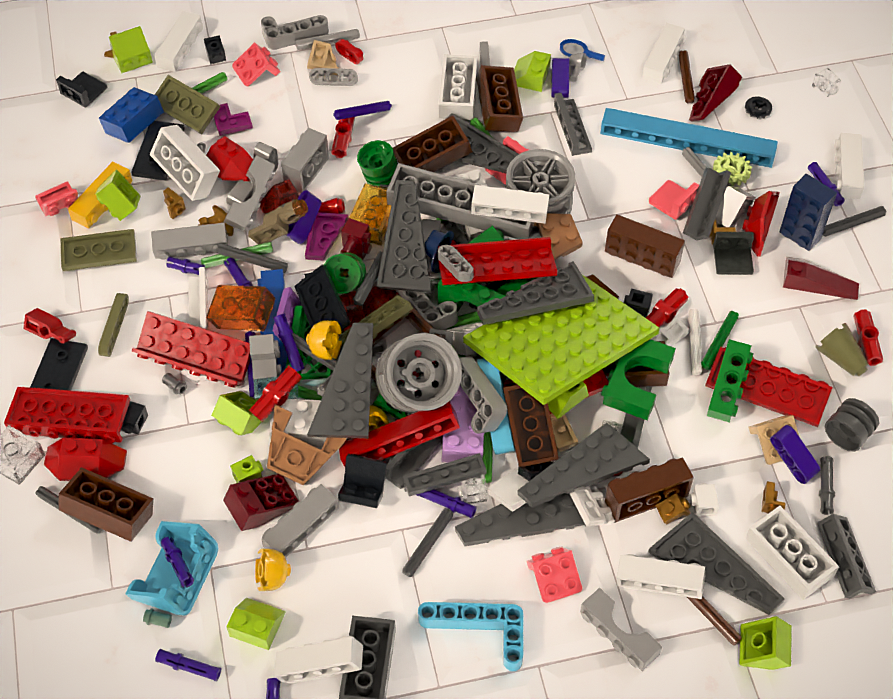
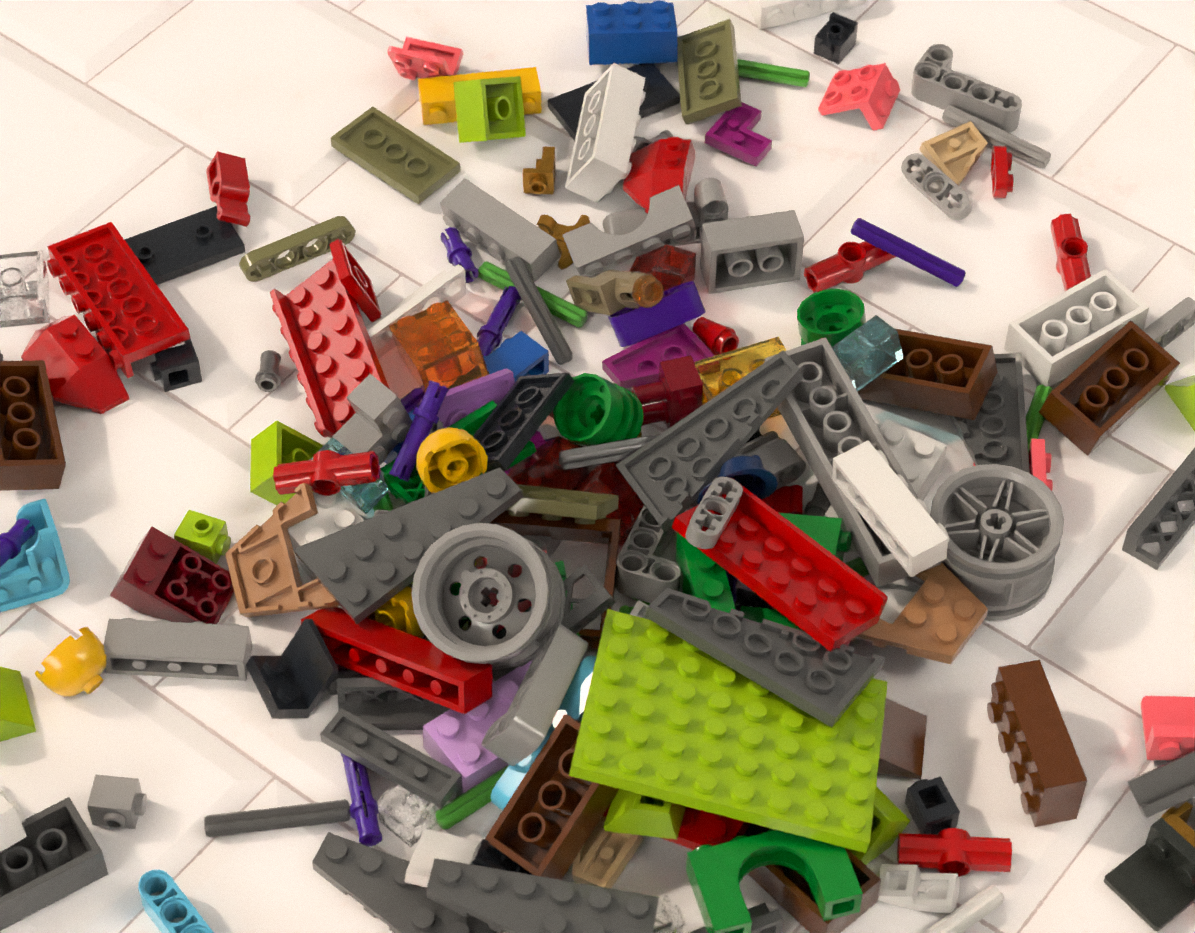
camera: 50 degrees right, 5 degrees down
(164, 310) = (355, 280): none -> red tile
(363, 600) = (116, 802): none -> light grey brick
(411, 153) = (869, 351): none -> clear light blue brick
(418, 62) = (1070, 250): none -> red piece

